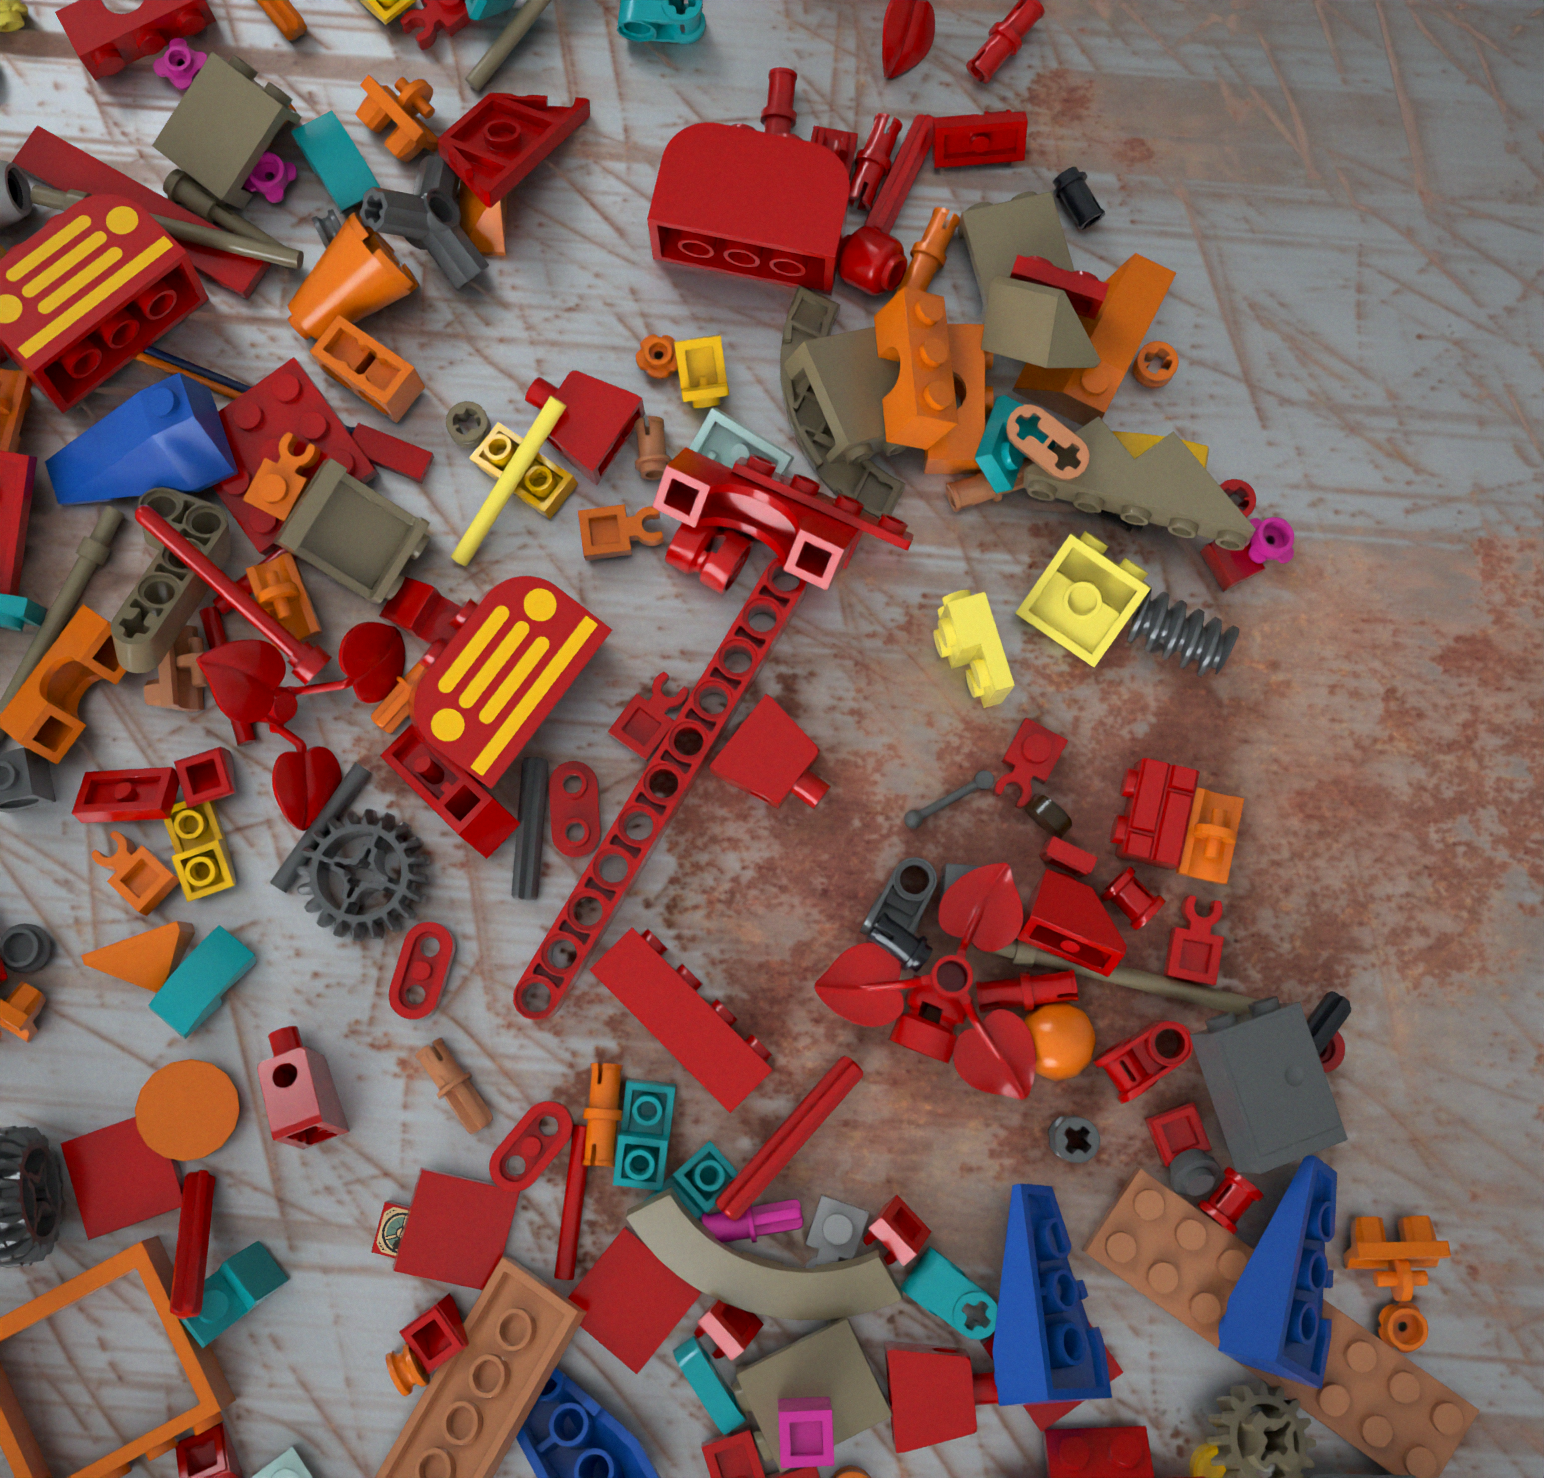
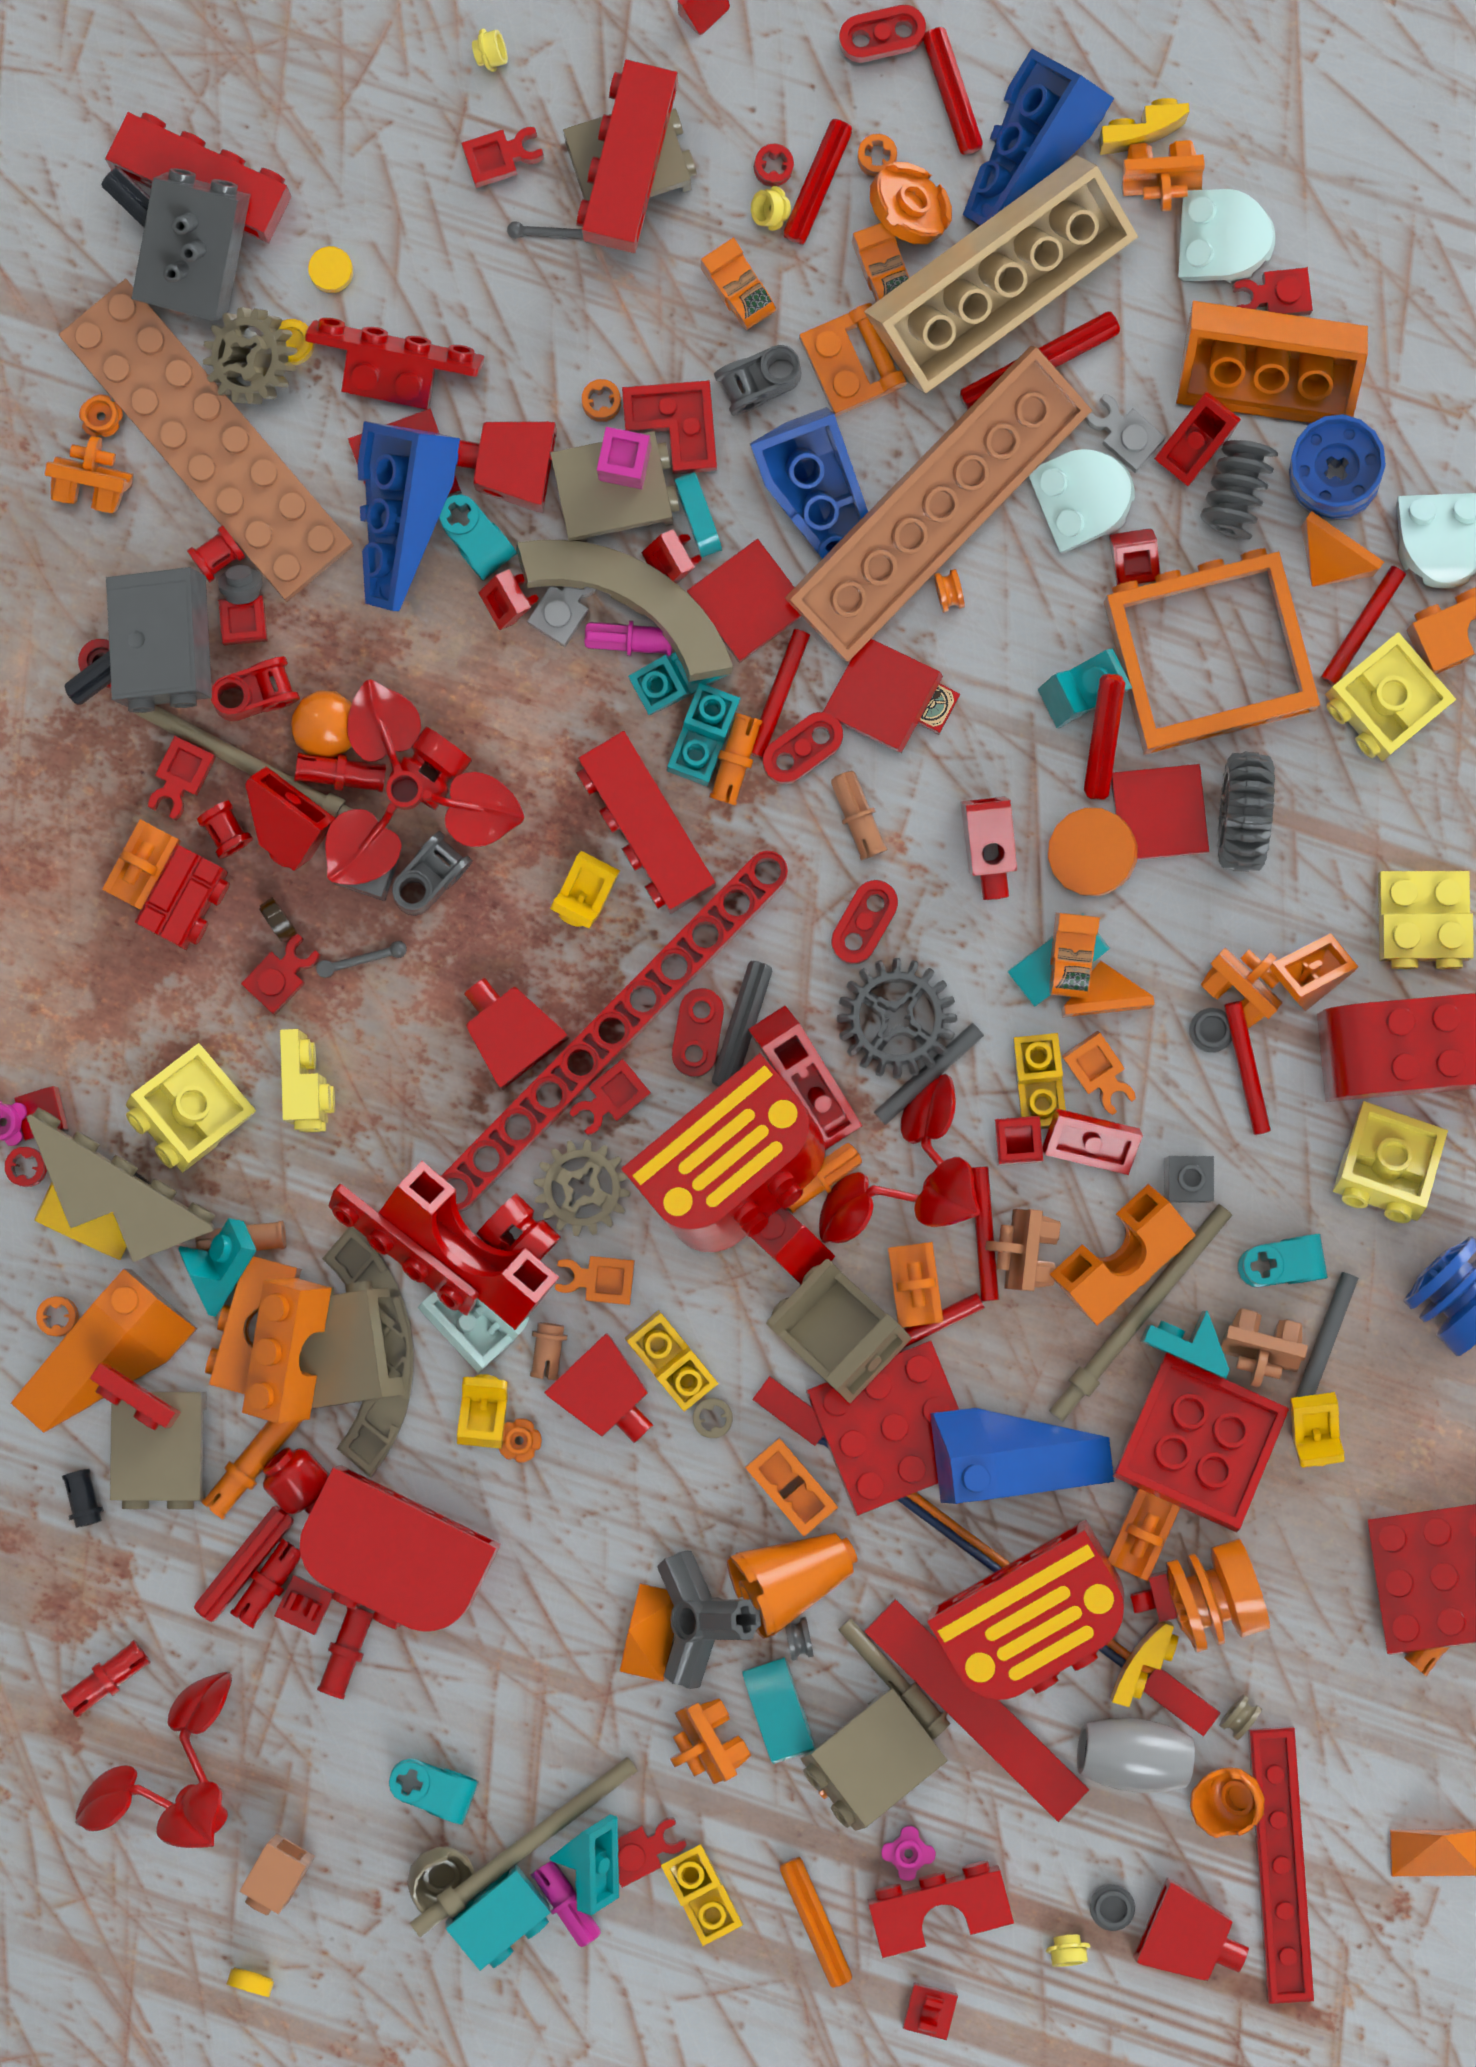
camera: 160 degrees left, 5 degrees up
(168, 589) = (1011, 1318): dark tan beam -> none
(179, 989) = (1072, 954): none -> orange leg
(186, 231) = (1029, 1721): dark tan bar -> none
(273, 188) = (845, 1701): dark pink plate -> none
(280, 485) = (894, 1391): orange plate -> none
(303, 657) = (903, 1222): red piece -> none
(436, 1334) = (918, 613): red slope -> none
(506, 140) = (610, 1685): red wing -> none
(508, 481) = (685, 1346): light yellow bar -> none
(636, 611) = (602, 1199): none -> dark tan gear
(730, 927) = (585, 890): none -> yellow bracket
(789, 1138) = (578, 699): red axle -> none
(902, 945) = (439, 836): black pin -> none
(979, 138) = (146, 1576): red hinge -> none
(1035, 326) = (170, 1353): dark tan slope -> none
(1055, 433) = (179, 1249): nougat beam -> none
(1067, 857) = (271, 878): red tile -> none
(1088, 1135) = (340, 625): dark grey bush -> none
(1182, 633) = (110, 1052): dark grey piece -> none
(1278, 1300) = (201, 463): blue wedge -> none

